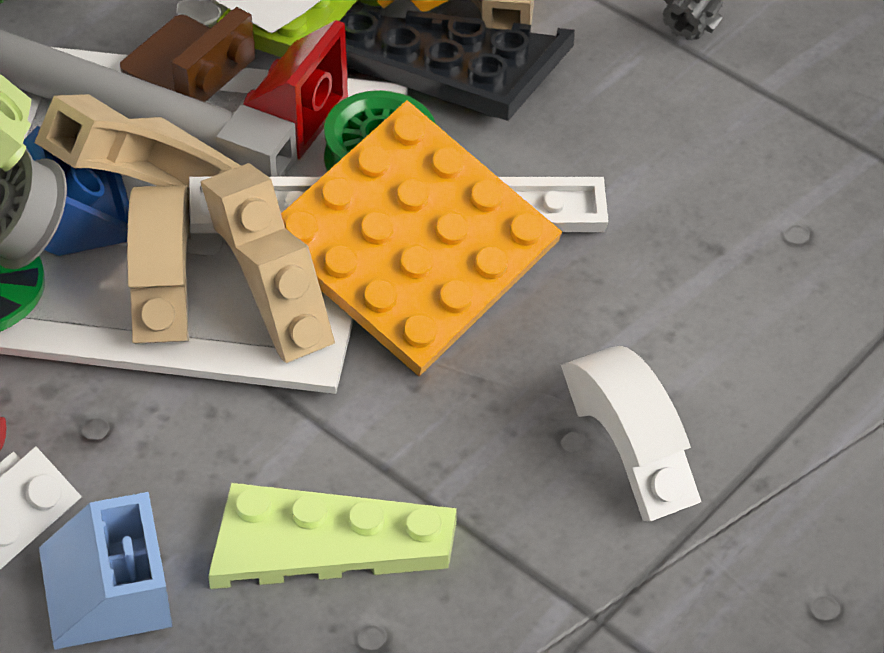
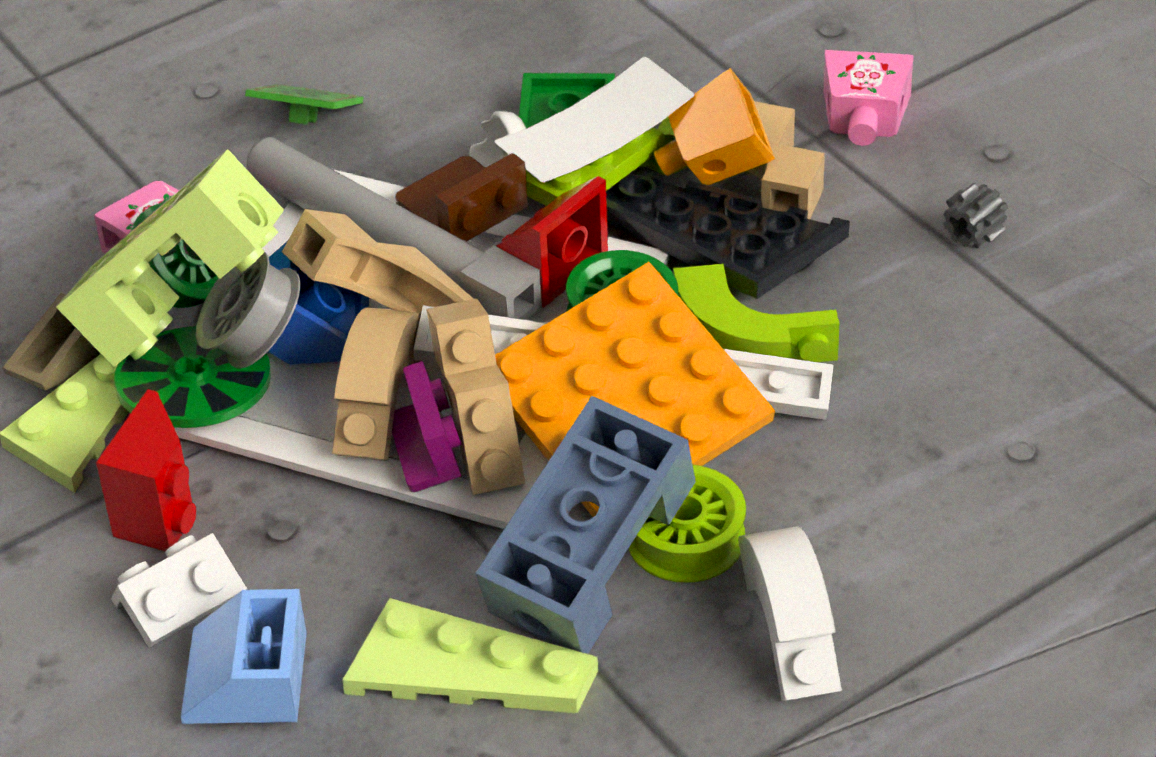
camera: 15 degrees right, 5 degrees down
(223, 309) = (423, 434): none -> magenta bracket
(401, 428) = (553, 569): none -> sand blue plate
(503, 358) = (701, 535): none -> lime wheel
(507, 154) = (738, 328): none -> lime arch

